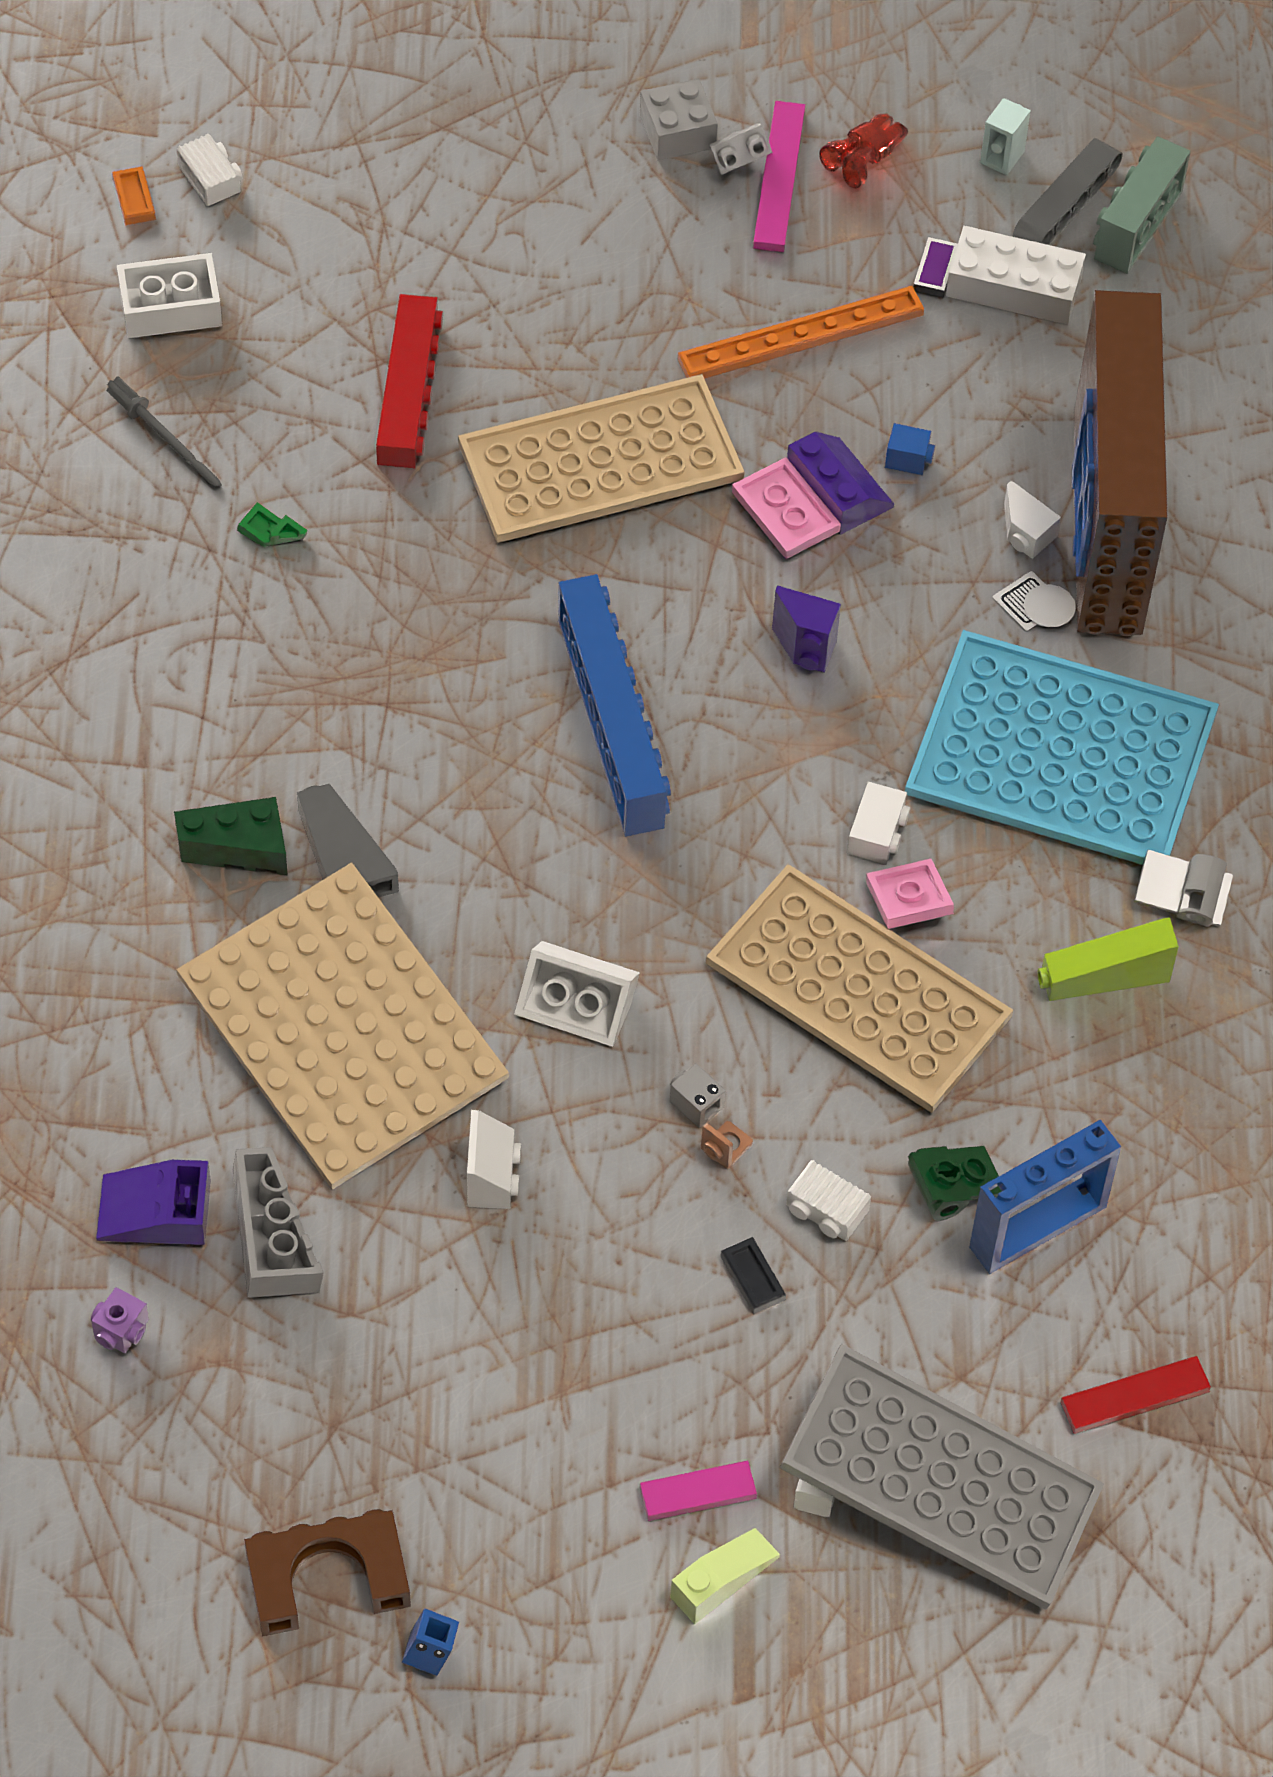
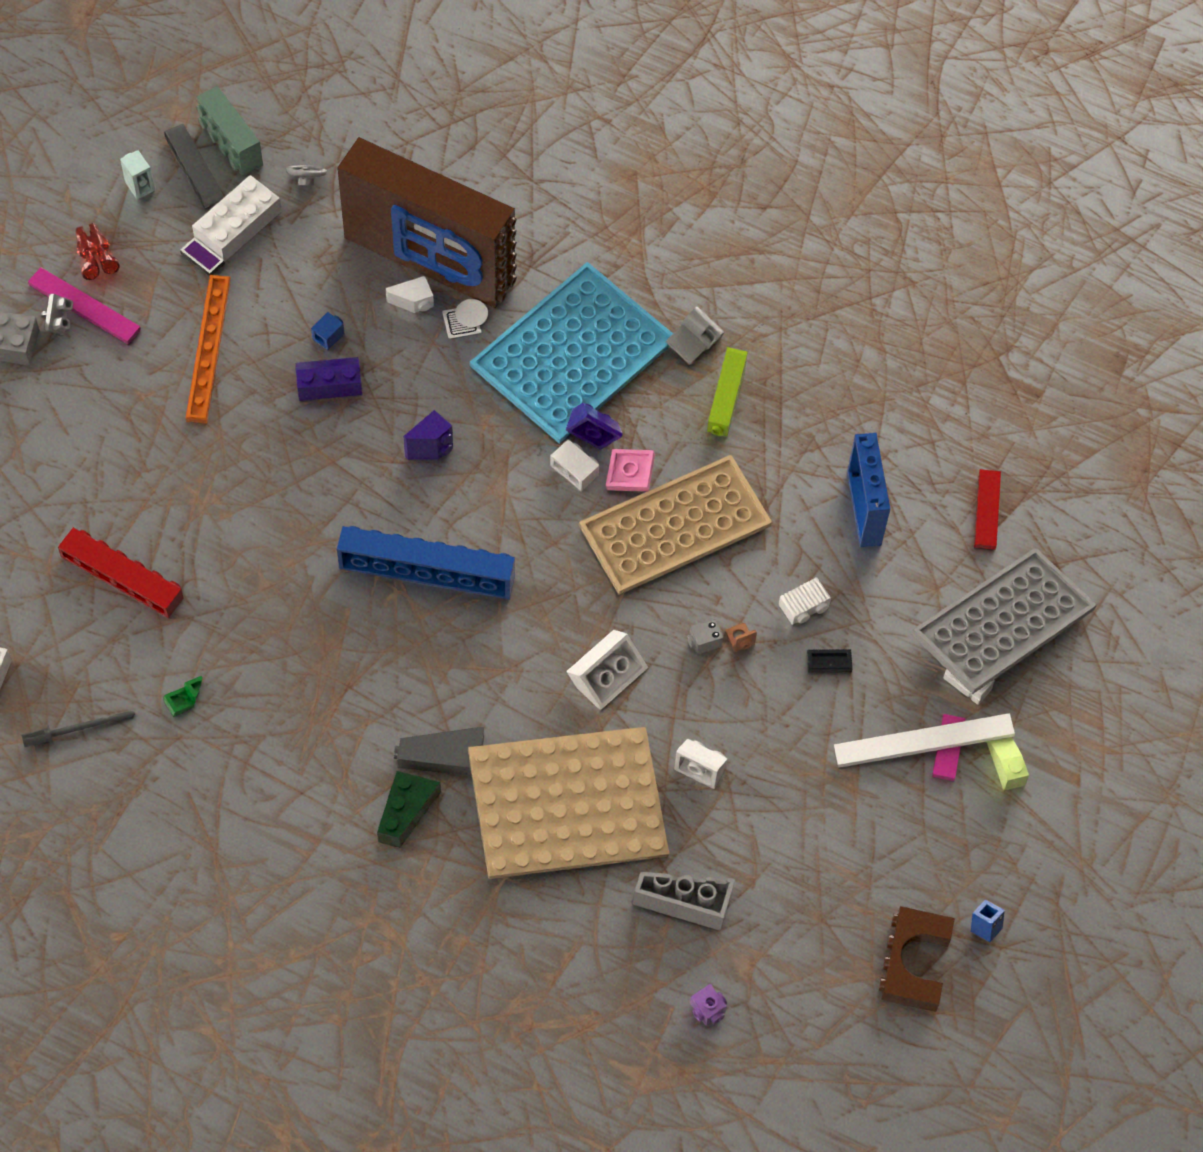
camera: 65 degrees left, 5 degrees up
(156, 1203) = (638, 954): dark purple slope -> none
(600, 458) = (239, 494): tan plate -> none
(687, 1449) = (924, 740): none -> white tile
(786, 508) = (331, 412): bright pink plate -> none
(948, 812) = (593, 426): none -> dark purple slope
(951, 1177) = (820, 533): dark green piece -> none

